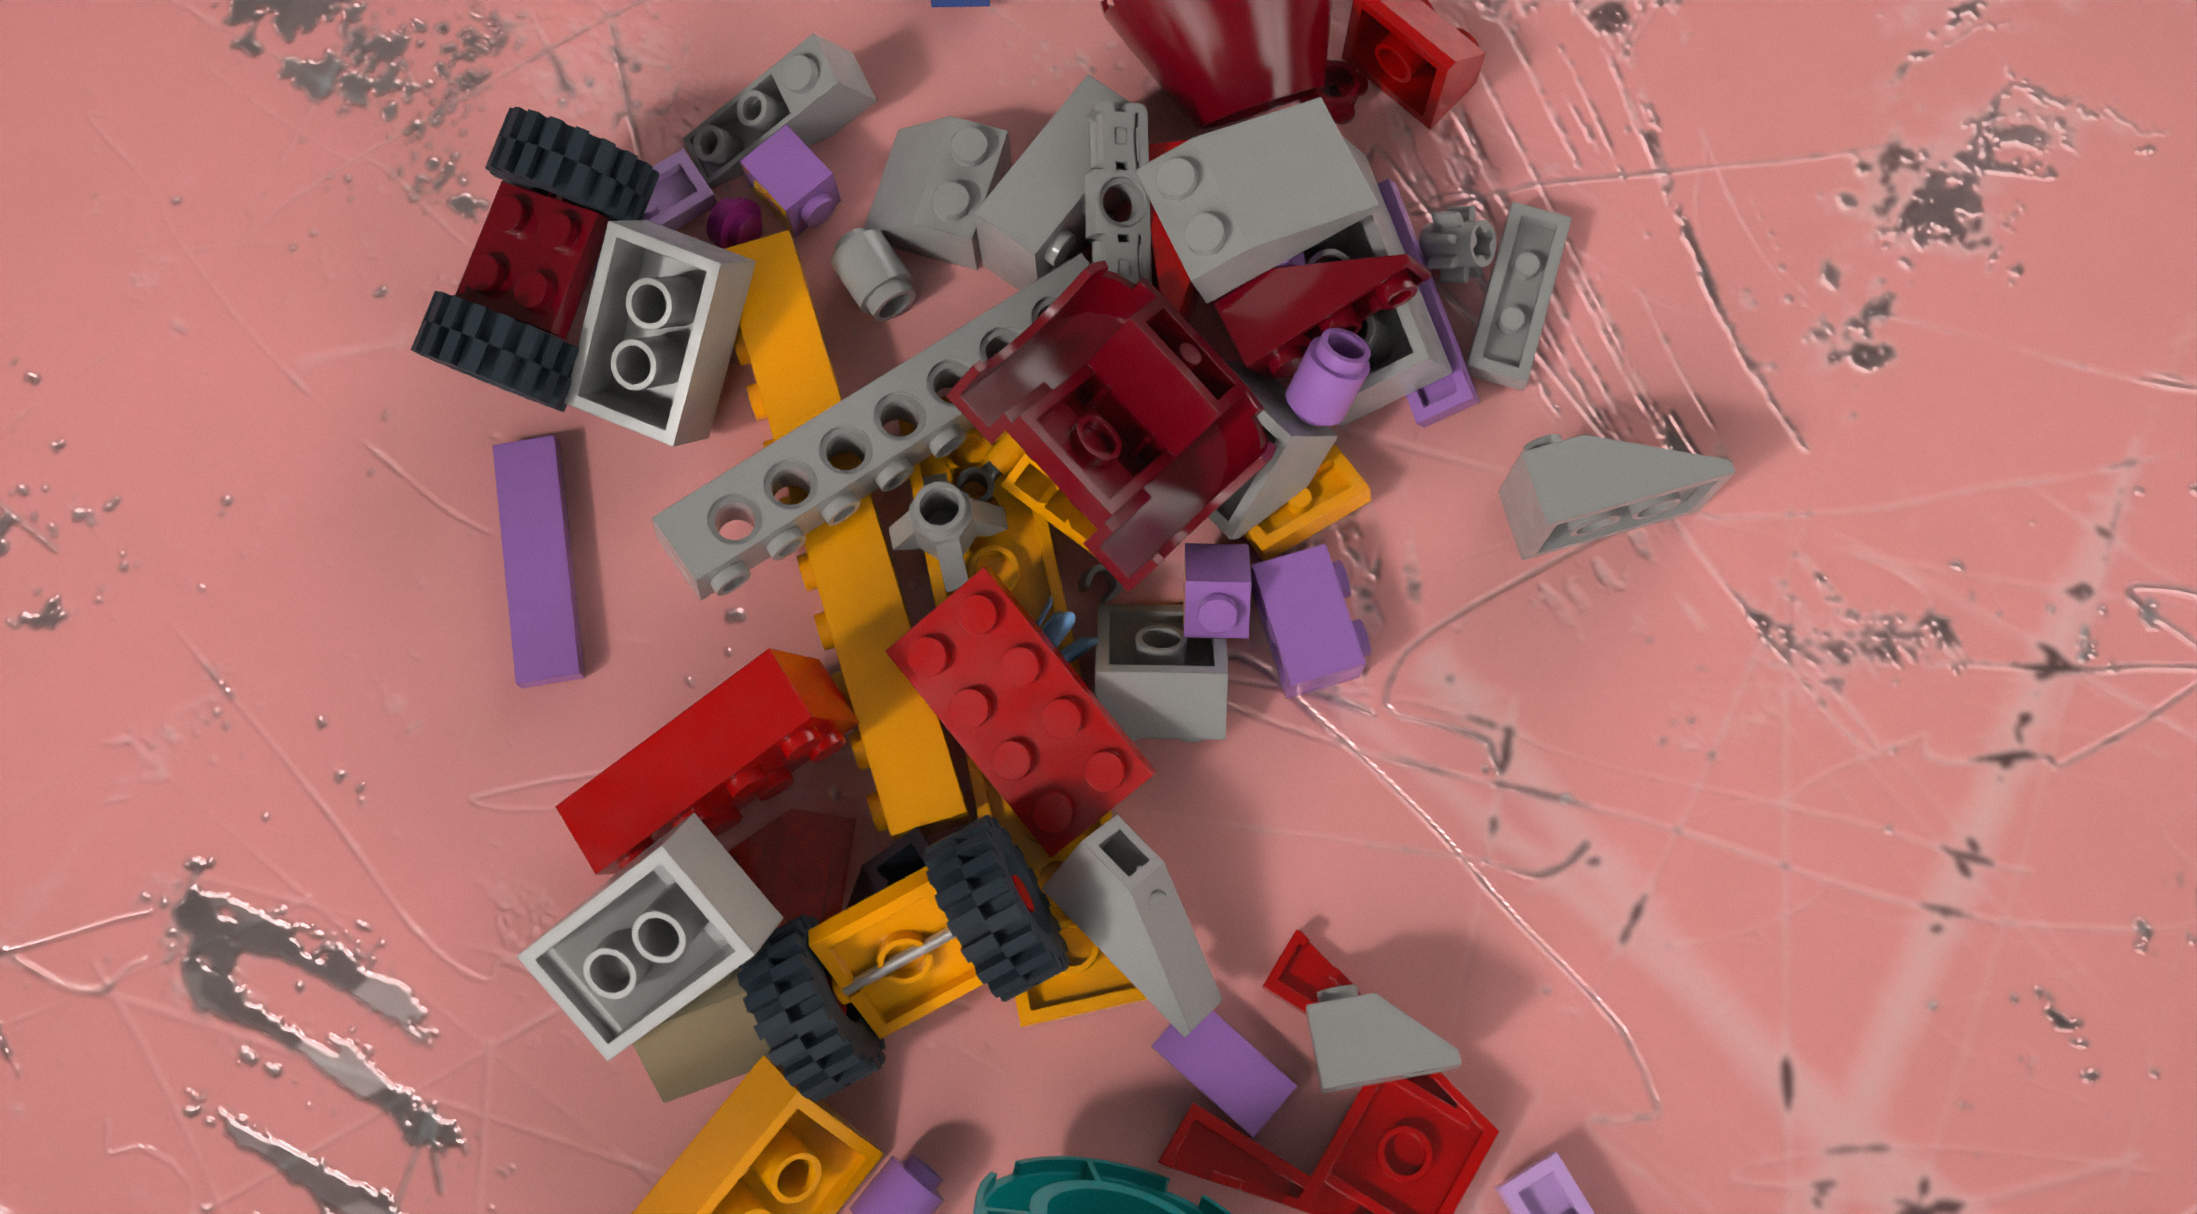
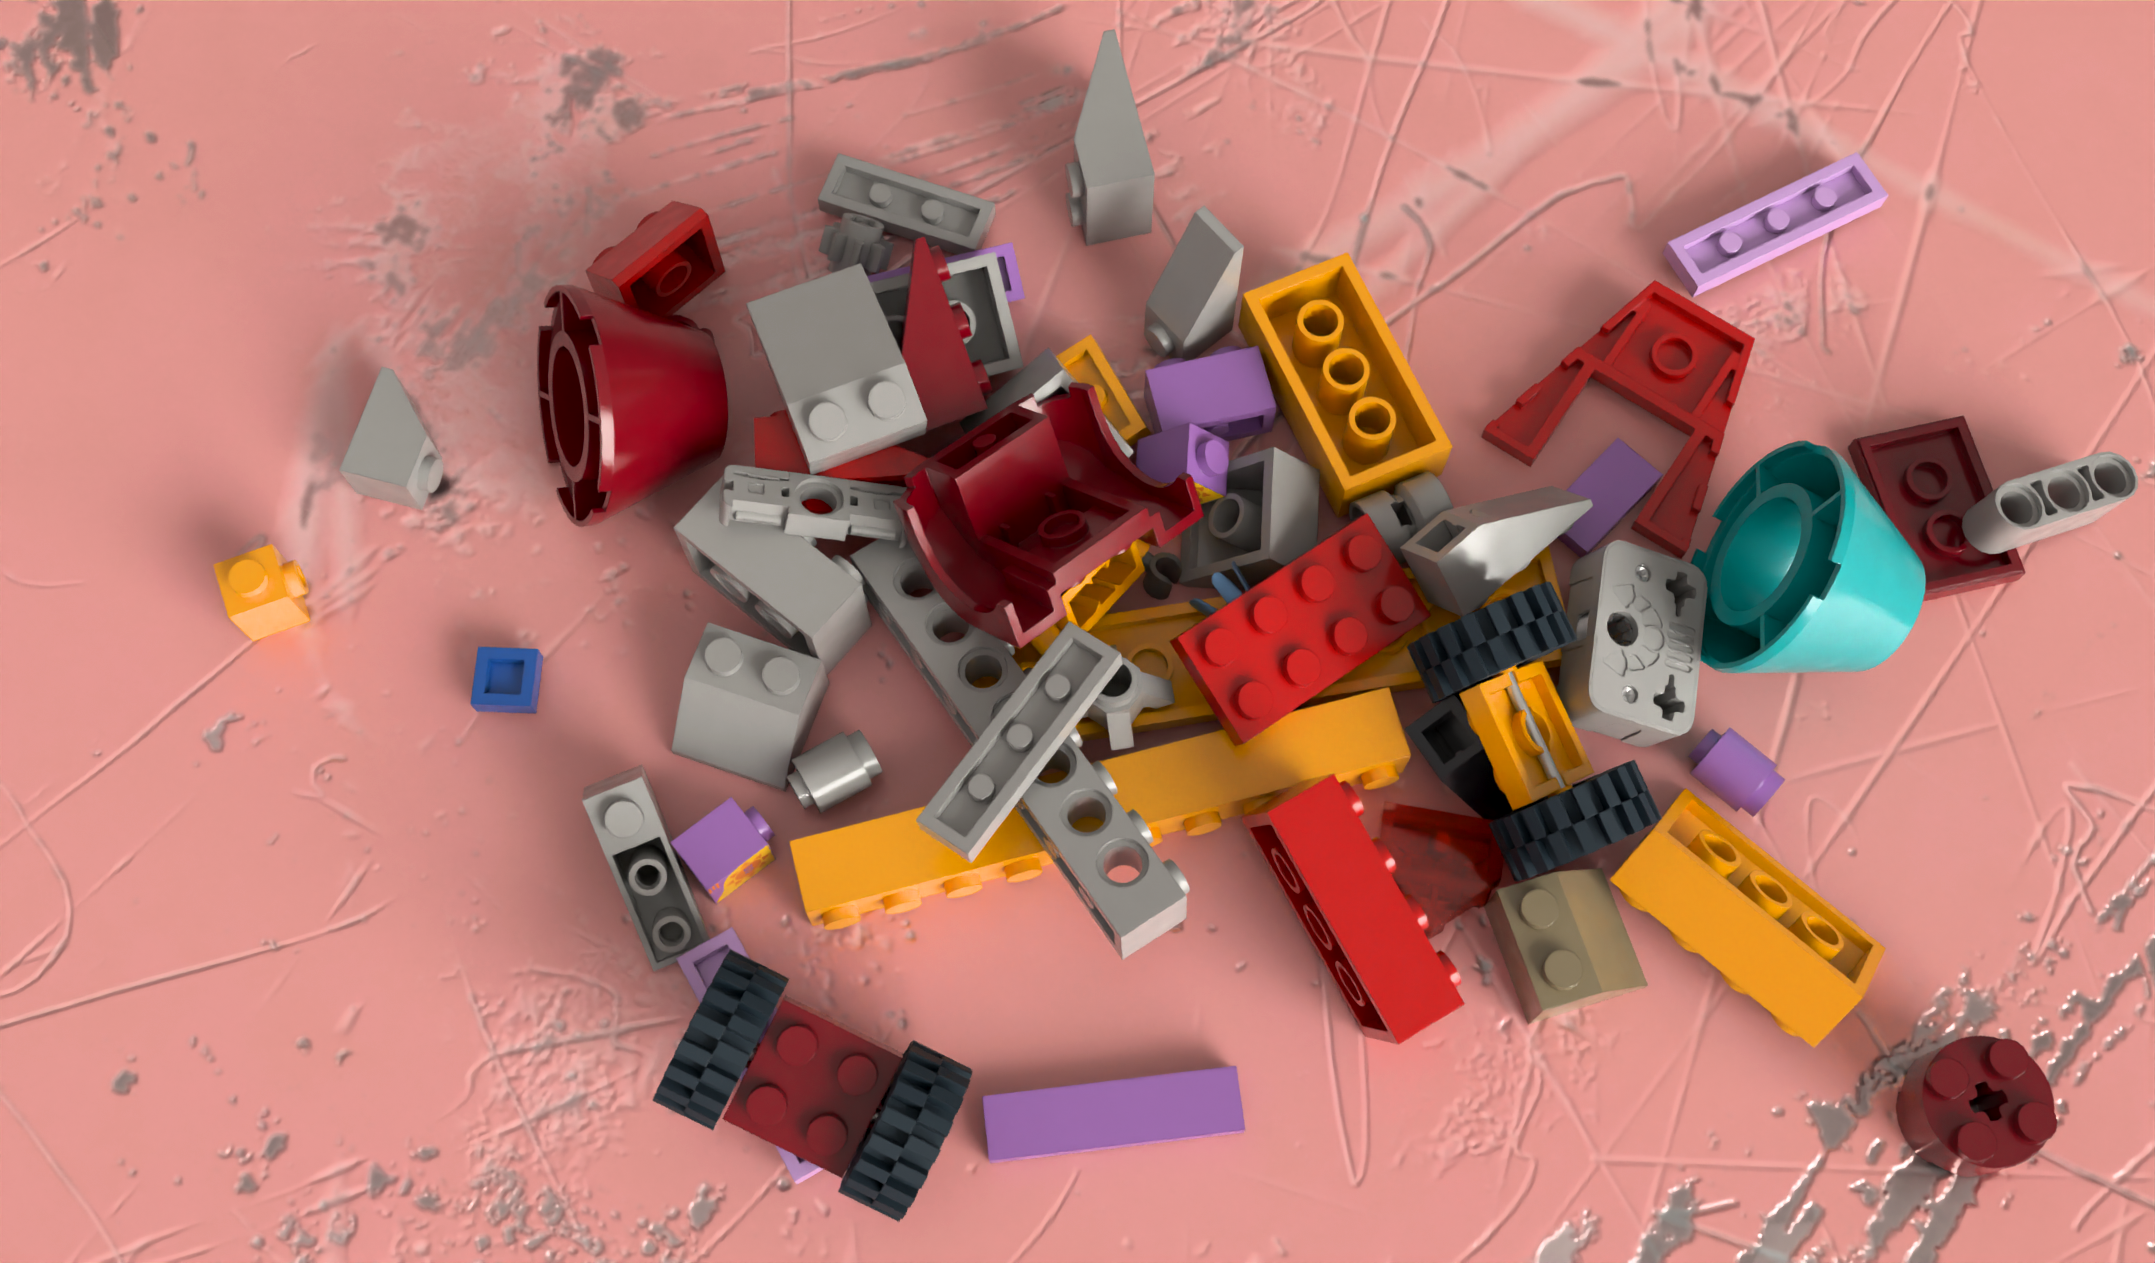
camera: 90 degrees left, 5 degrees down
(652, 938) = (1527, 943): light grey slope -> none
(659, 331) = (898, 960): light grey brick -> none
(734, 222) = (767, 908): magenta plate -> none
(859, 411) = (1019, 742): none -> light grey plate
(1026, 1107) = (1635, 644): none -> light grey axle
(1186, 850) = (1406, 511): none -> light grey wheel
(1329, 377) = (1007, 335): medium lavender brick -> none
(1331, 760) = (1343, 382): none -> light orange brick
(1370, 1041) = (1591, 367): light grey slope -> none
(1416, 587) = (1196, 291): none -> light grey slope

